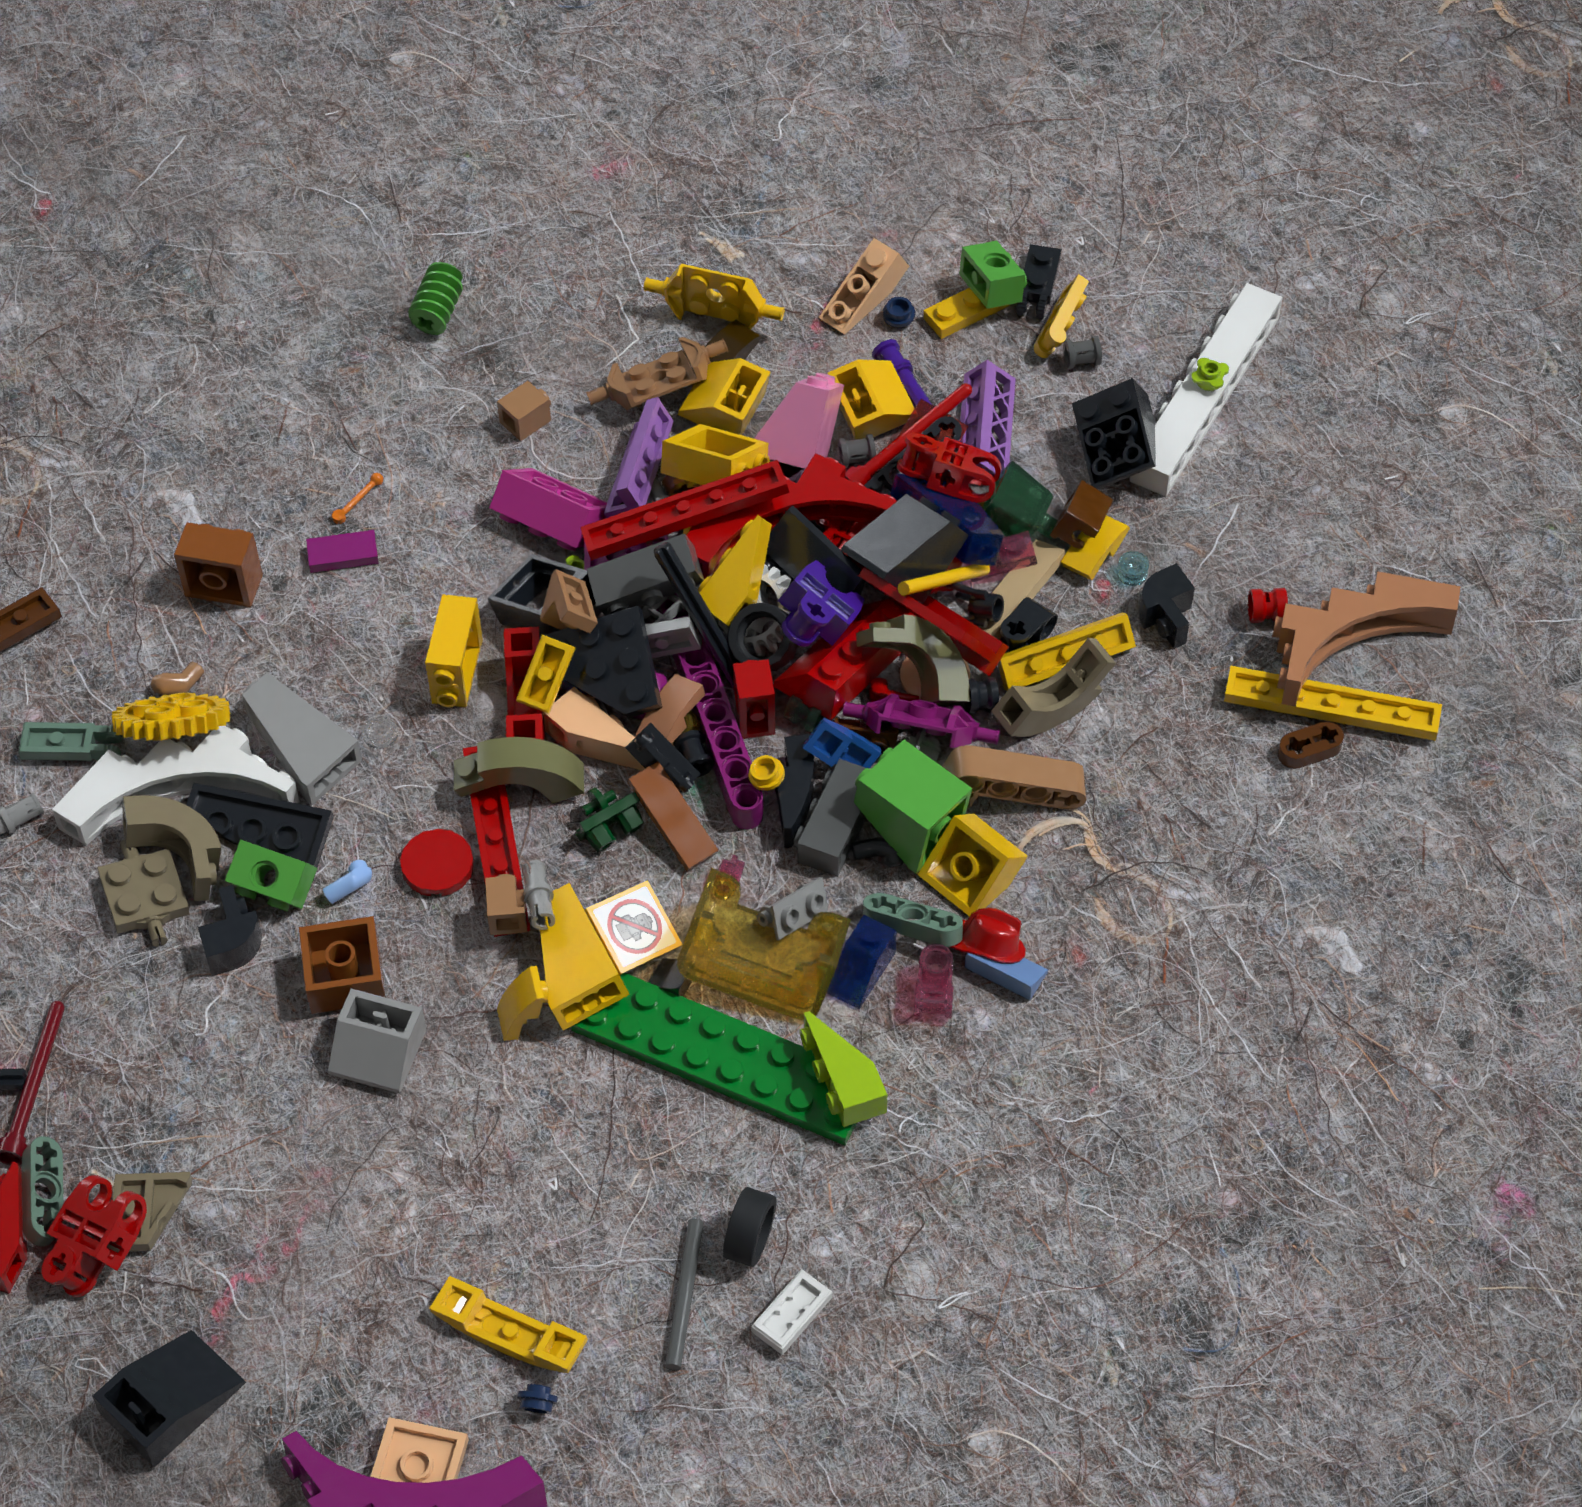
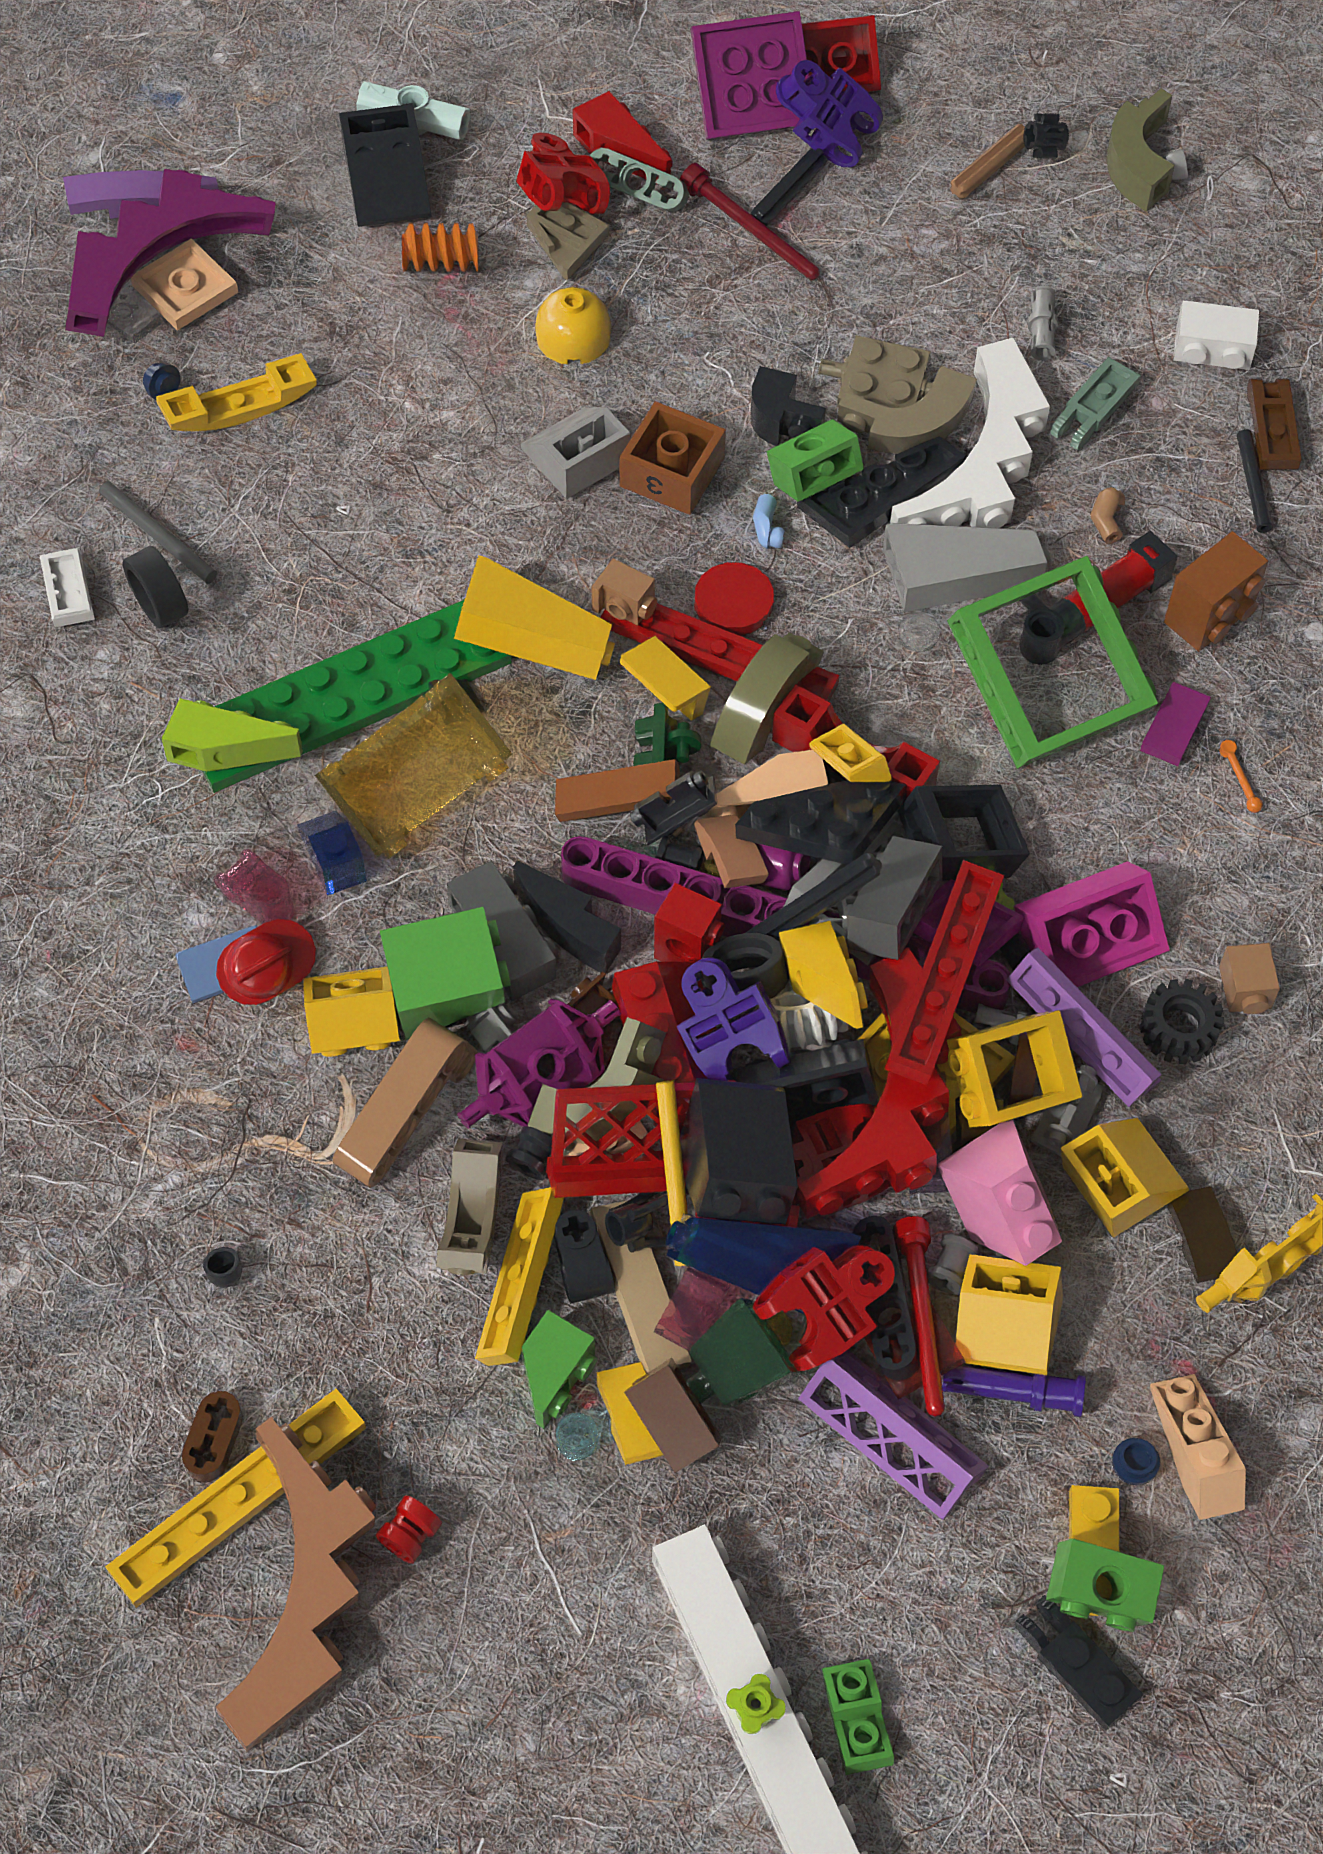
camera: 125 degrees right, 5 degrees up
(75, 615) = (1254, 481): none -> black piece
(83, 1446) = (429, 113): none -> light aqua piece
(170, 716) = (1046, 460): yellow gear -> none
(233, 1285) = (440, 247): none -> orange piece
(245, 1136) = (573, 326): none -> yellow cylinder
(321, 651) = (1144, 567): none -> black piece
(339, 653) = (997, 688): none -> bright green window
(454, 651) = (954, 718): yellow window -> none
(521, 1002) = (514, 555): yellow slope -> none
(538, 895) = (606, 614): light grey pin -> none
(556, 838) = (667, 677): none -> yellow panel
(568, 604) = (904, 803): medium nougat slope -> none
(585, 444) = (1188, 1000): none -> black tyre
(633, 927) = (521, 683): piece -> none
(660, 376) = (1218, 1105): medium nougat plate -> none
(732, 867) = (520, 805): clear pink plate -> none
(766, 773) = (586, 876): yellow plate -> none
(794, 909) = (429, 806): light grey hinge -> none
(836, 742) = (568, 958): blue slope -> none
(933, 924) = (367, 913): sand green beam -> none
(1061, 317) = (992, 1632): yellow plate -> none
(1093, 355) = (922, 1618): dark grey bush -> none
(1105, 596) = (553, 1362): none -> bright green slope
(1116, 433) = (750, 1533): black slope -> none
(1162, 354) = (857, 1716): none -> bright green slope
(1163, 601) = (503, 1416): black brick -> none
(1210, 803) = (223, 1267): none -> black hinge

